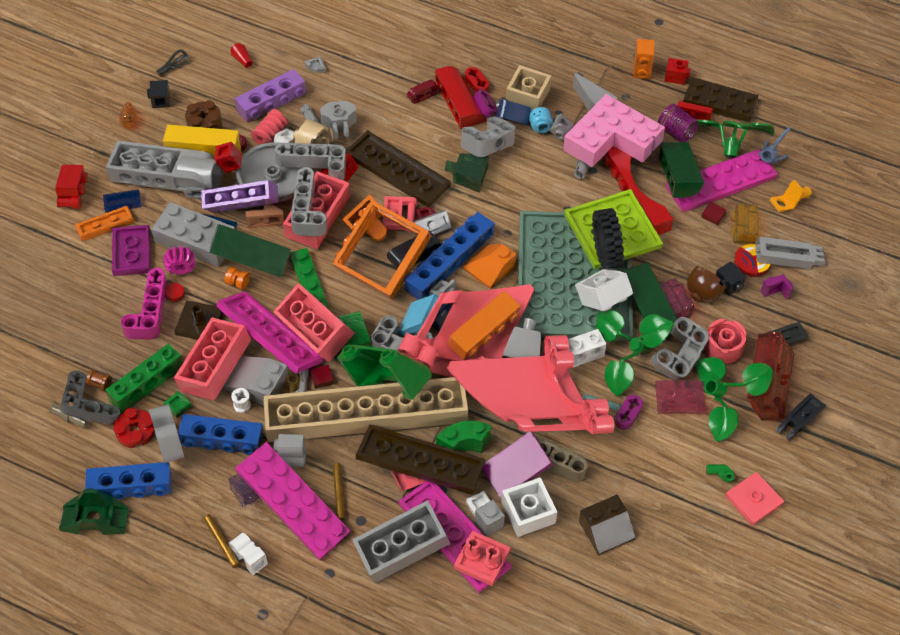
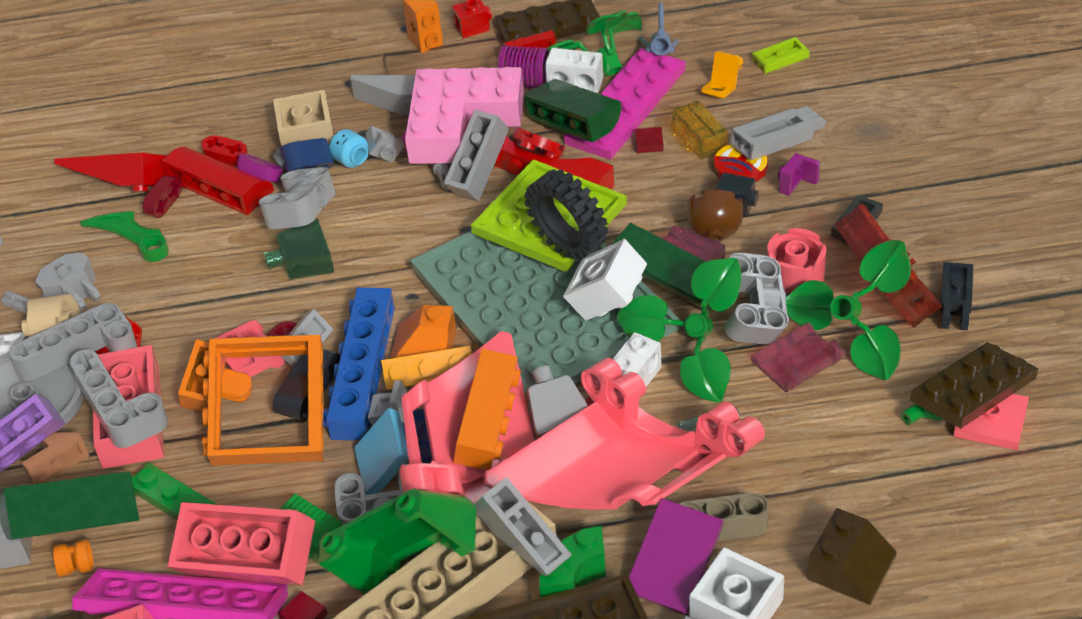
camera: 30 degrees left, 10 degrees down
(392, 97) = (124, 225): none -> green piece
(398, 168) = (203, 299): dark brown plate -> none
(412, 62) = (128, 169): none -> red wedge
(446, 402) = (521, 527): none -> light grey slope
(477, 279) = (422, 367): none -> light orange plate
(600, 168) = (476, 155): none -> light grey brick
(625, 410) = (757, 410): magenta beam -> none
(644, 178) = (531, 140): none -> red plate
(705, 143) = (576, 68): none -> white brick
(758, 475) = (973, 384): none -> dark brown plate
(838, 202) = (780, 55): none -> lime tile

